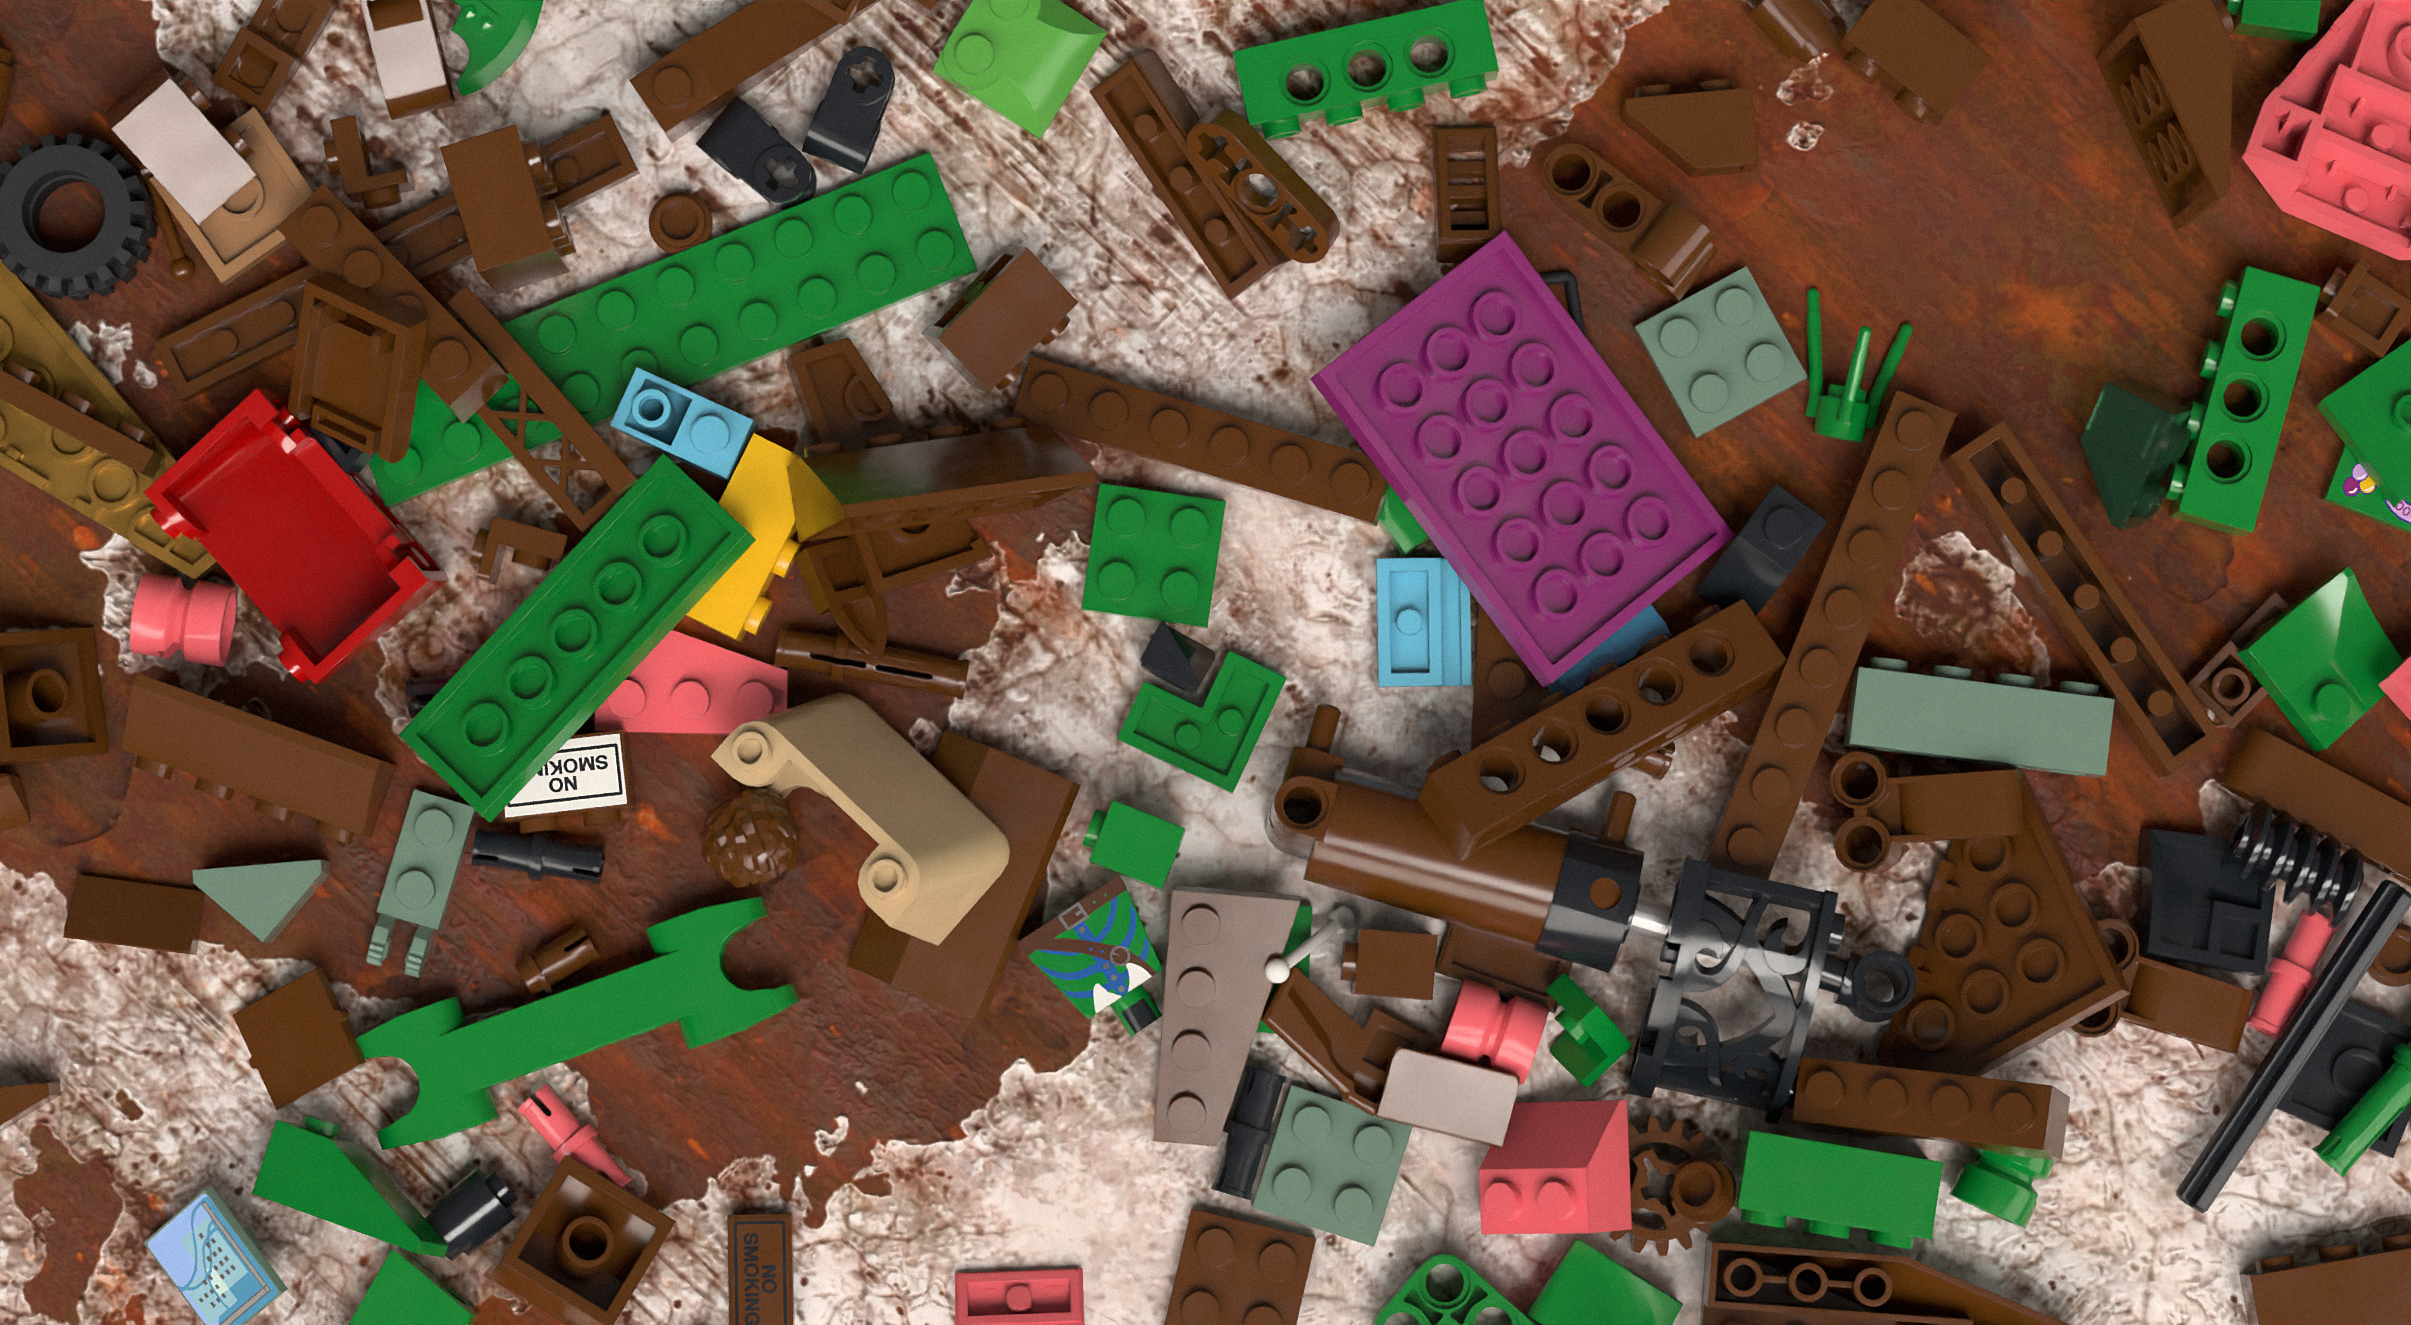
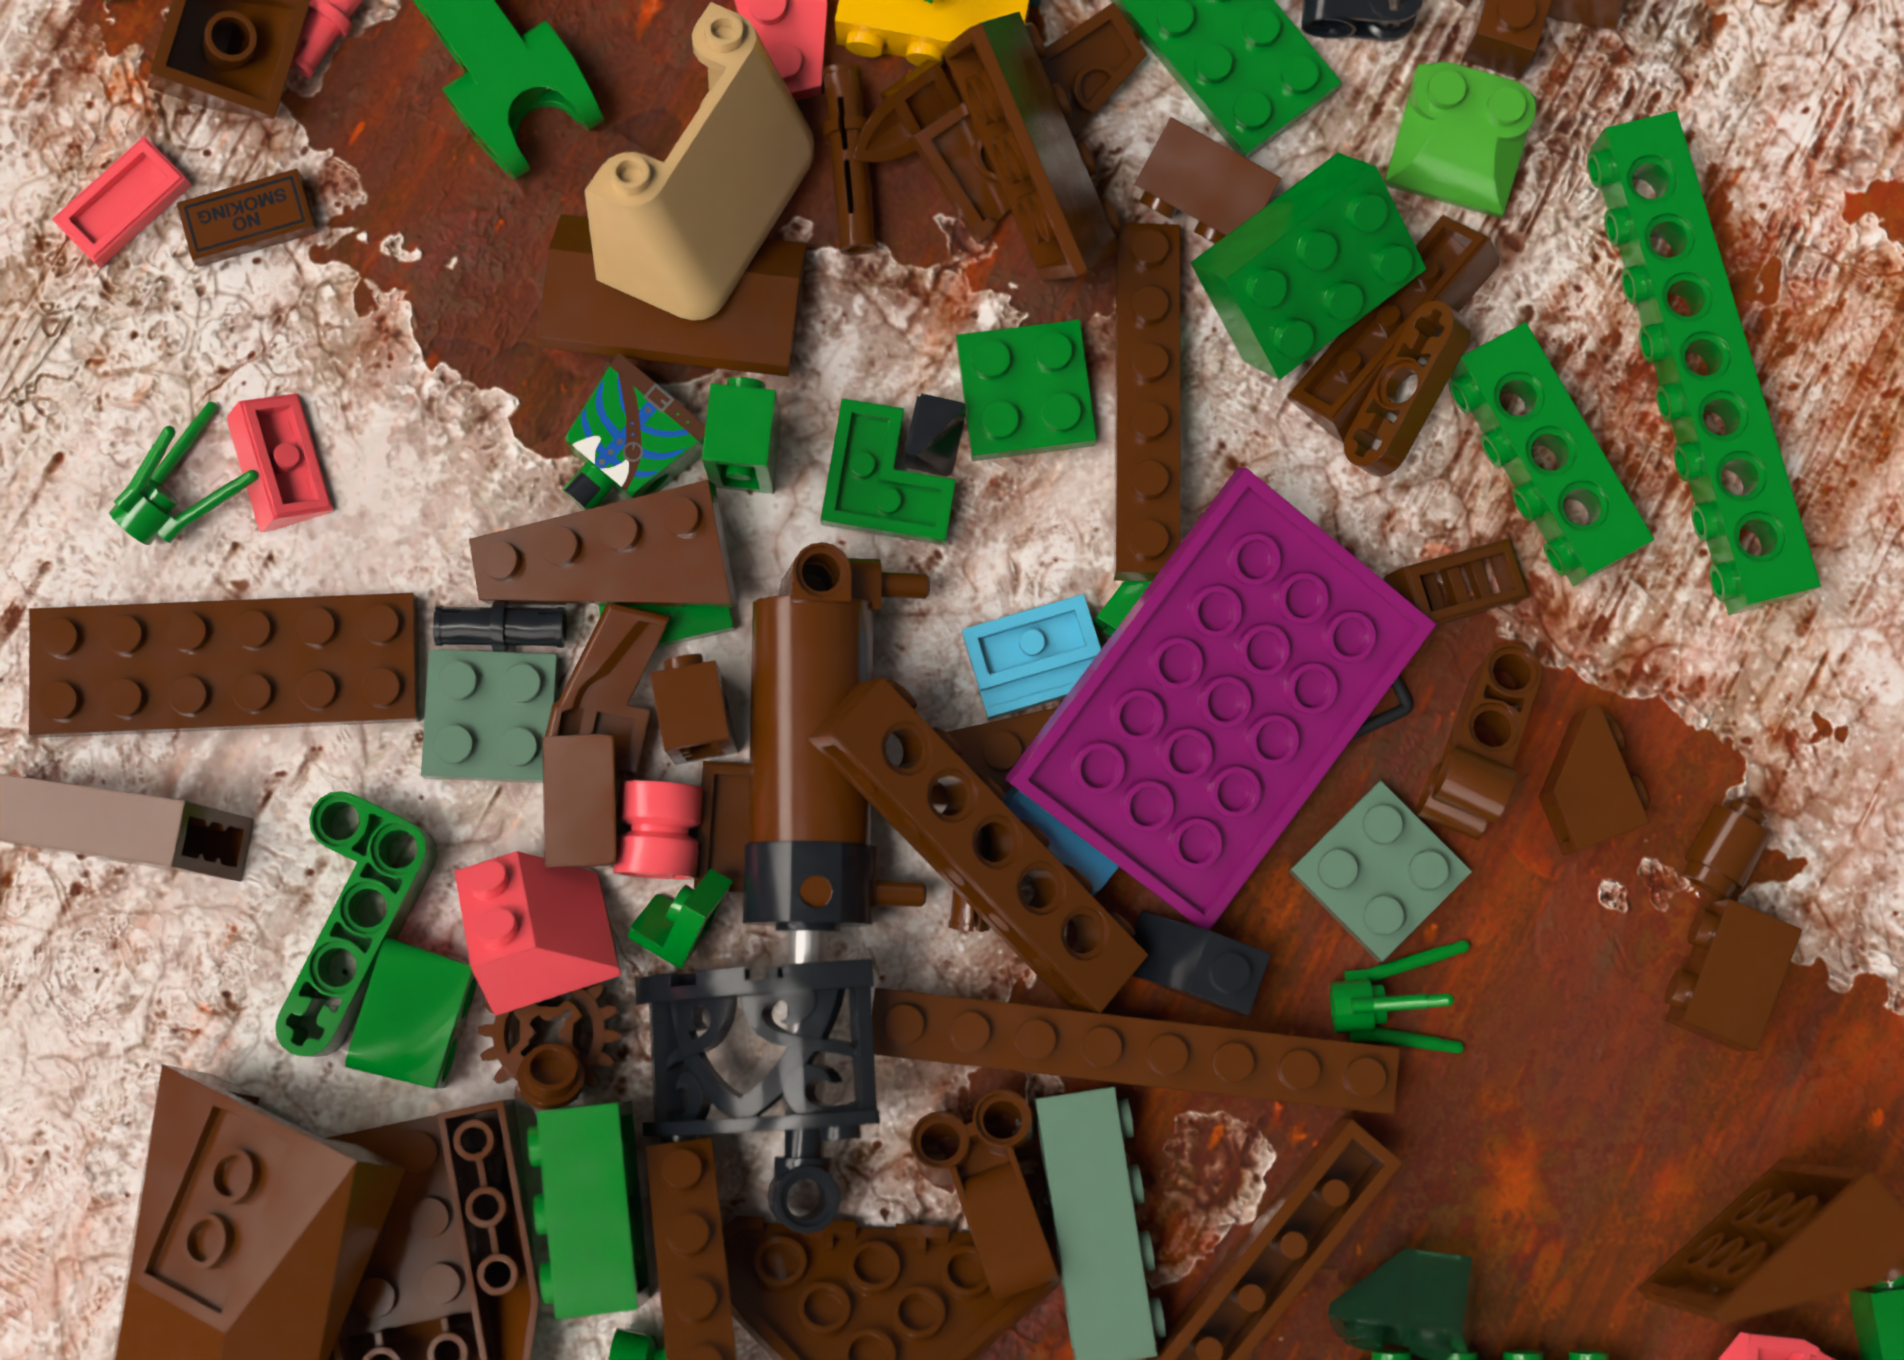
camera: 70 degrees right, 5 degrees down
(750, 837) = (654, 87): reddish brown piece -> none
(1118, 245) = (1309, 265): none -> green brick
(1339, 922) = (727, 657): white hinge -> none

